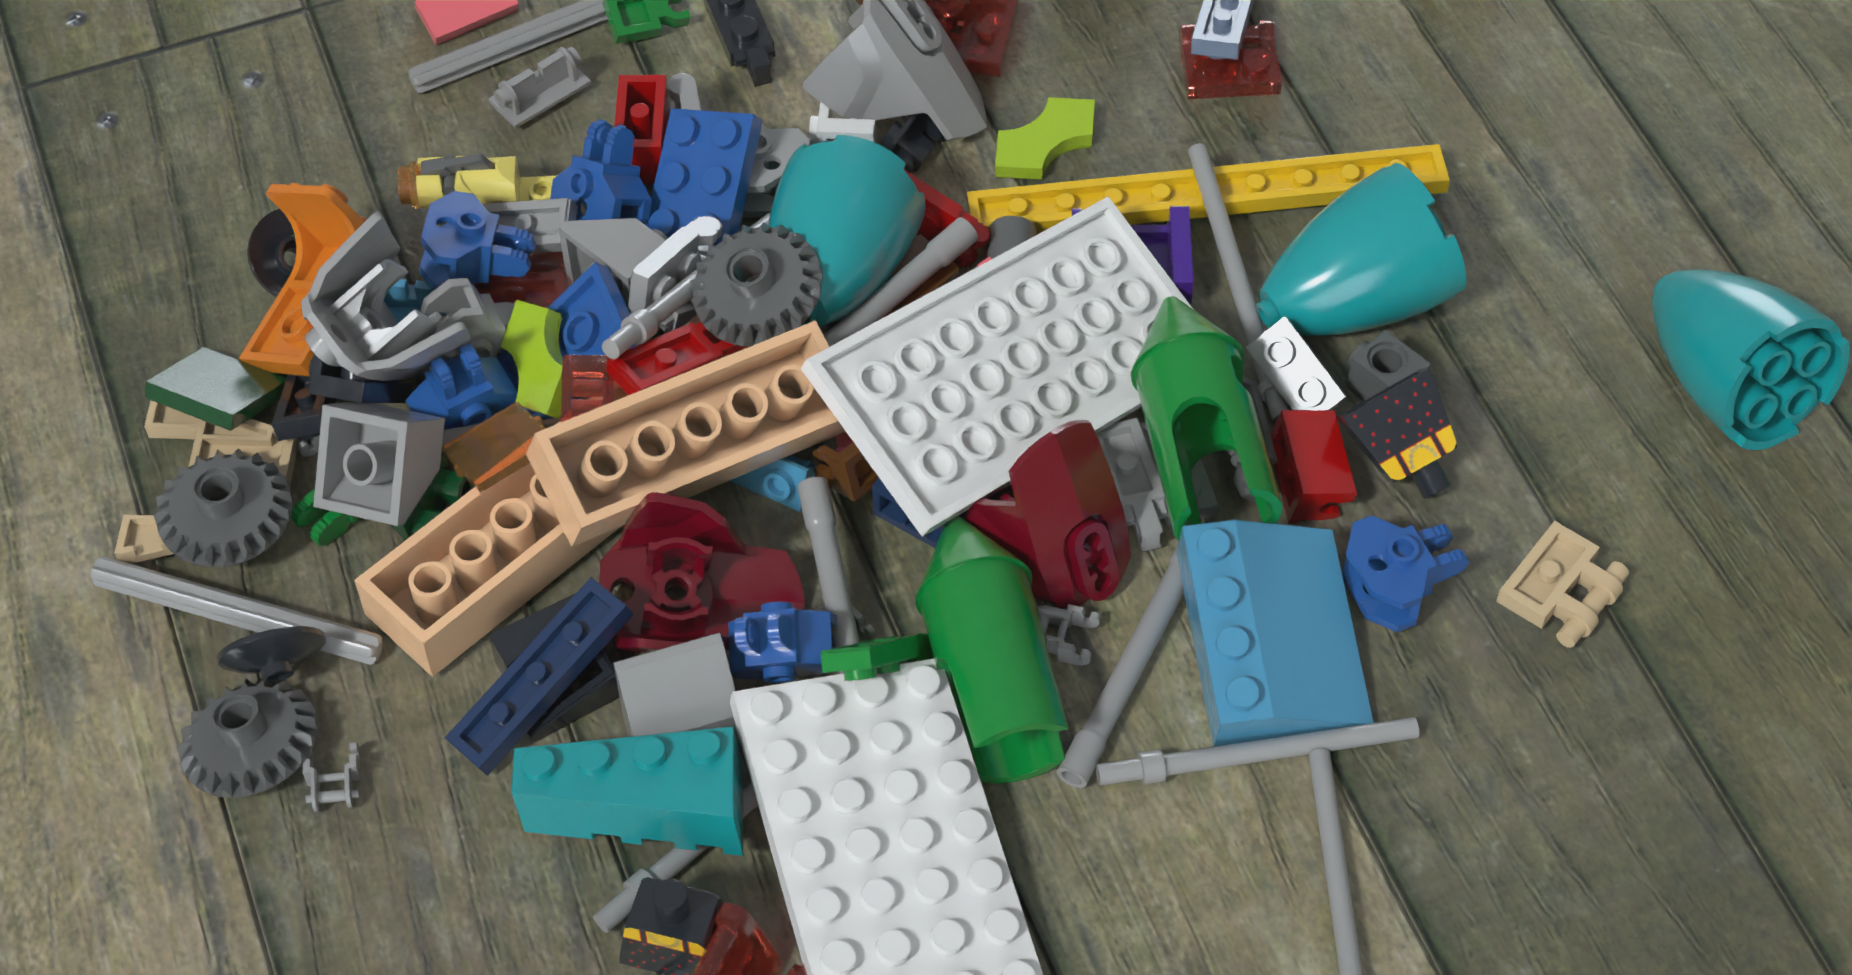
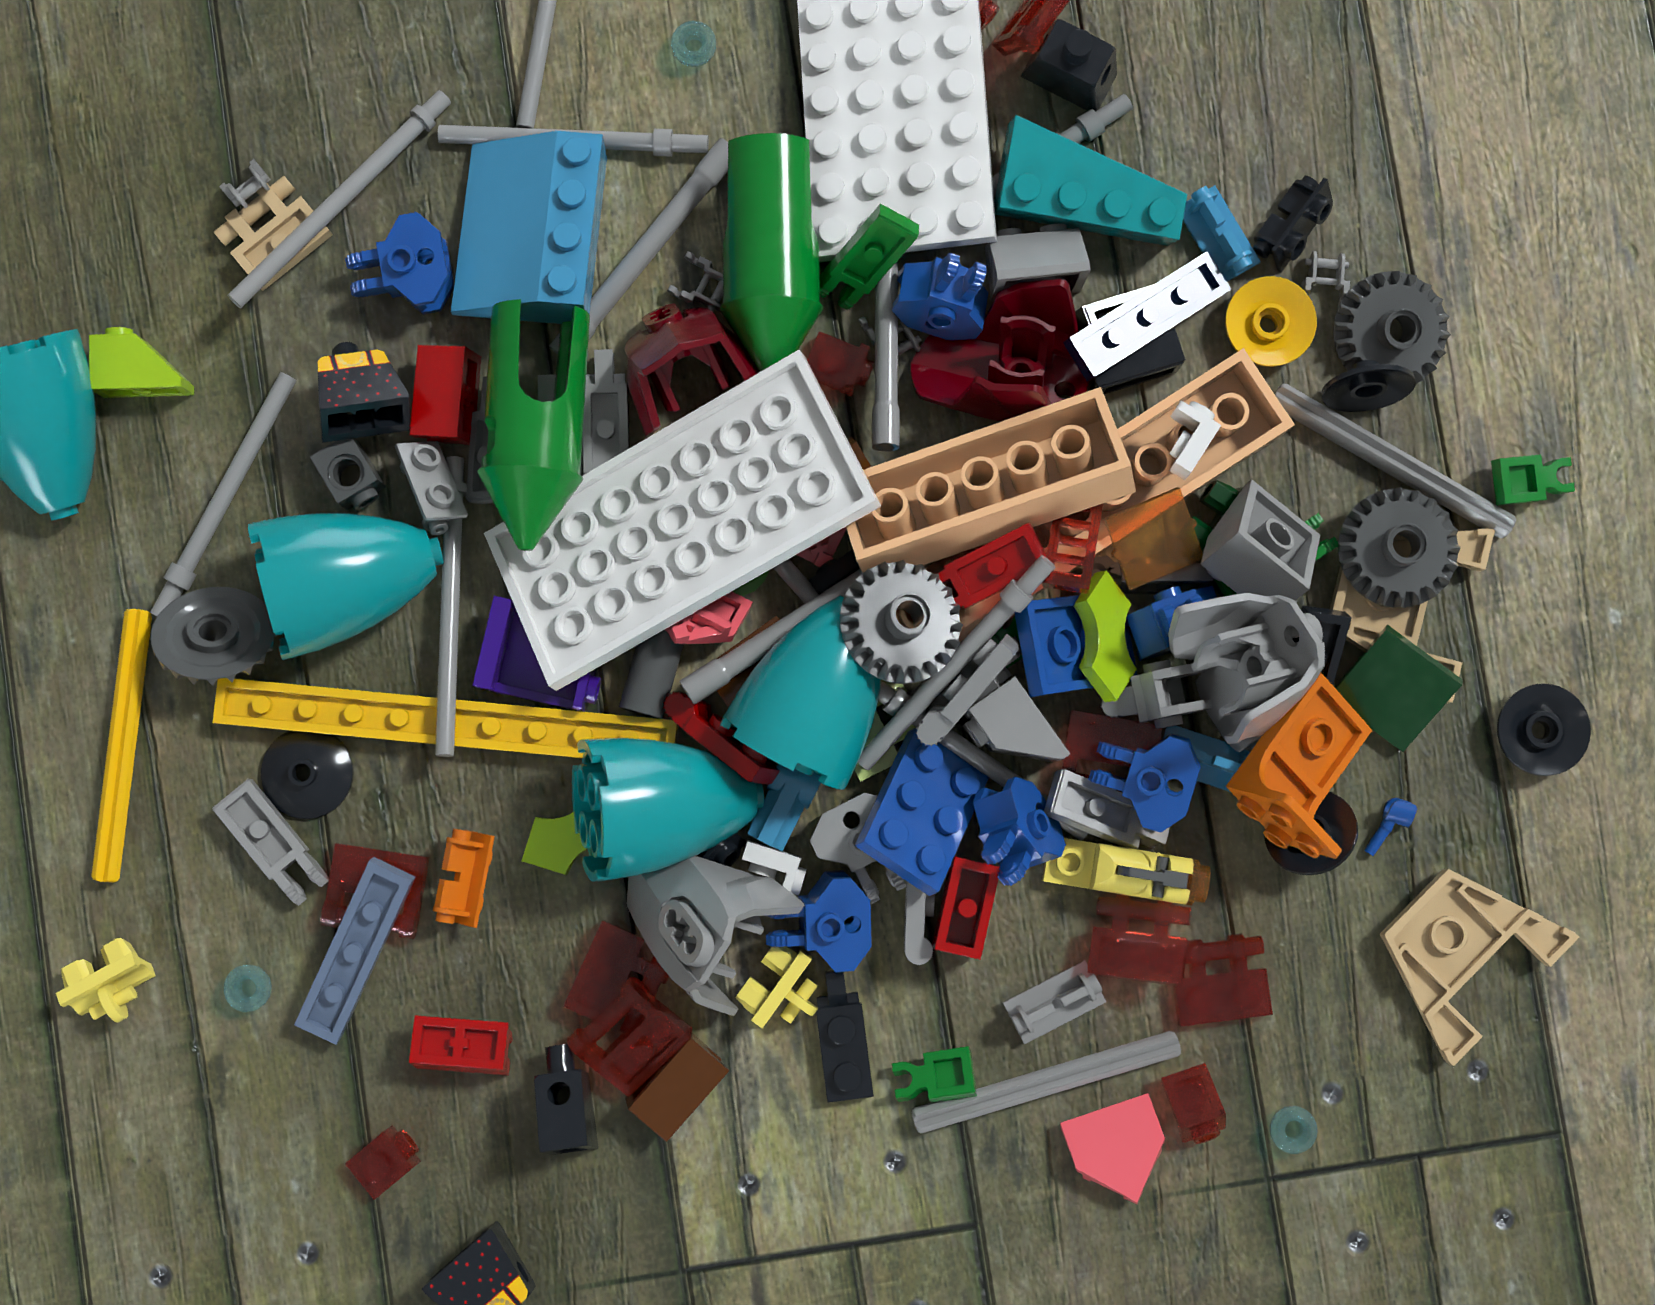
camera: 170 degrees left, 30 degrees up
(40, 374) = (1564, 723): none -> black dish
(78, 618) = (1527, 479): none -> green plate
(137, 209) = (1449, 937): none -> tan wing
(208, 296) = (1394, 812): none -> blue hand
(288, 37) = (1307, 1133): none -> clear light blue plate
(365, 847) = (1306, 205): none -> black hinge
(375, 134) = (1225, 994): none -> clear red plate
(389, 35) = (1195, 1104): none -> clear red bracket
(391, 693) = (1283, 304): none -> yellow dish
(461, 126) = (1139, 954): none -> clear red plate
(465, 798) = (1218, 233): none -> dark azure hinge
(468, 524) = (1191, 447): none -> white bracket
(775, 91) = (823, 919): none -> blue hinge
(806, 46) = (763, 1002): none -> light yellow hips
(884, 582) = (840, 363): none -> clear red bracket
(977, 132) = (654, 804): none -> teal cylinder
(1145, 74) = (469, 857): none -> orange hinge
(1147, 868) = (689, 31): none -> clear light blue plate
(1331, 130) = (329, 777): none -> black dish
(1345, 73) = (268, 838): none -> light grey hinge
(1441, 734) = (421, 119): none -> light grey bar
(1497, 192) = (212, 634): none -> dark grey gear
(1524, 125) = (121, 745): none -> yellow axle
(1524, 267) = (181, 575): none -> light grey bar
(1601, 631) = (249, 187): none -> light grey piece
(1652, 424) = (130, 367): none -> lime slope

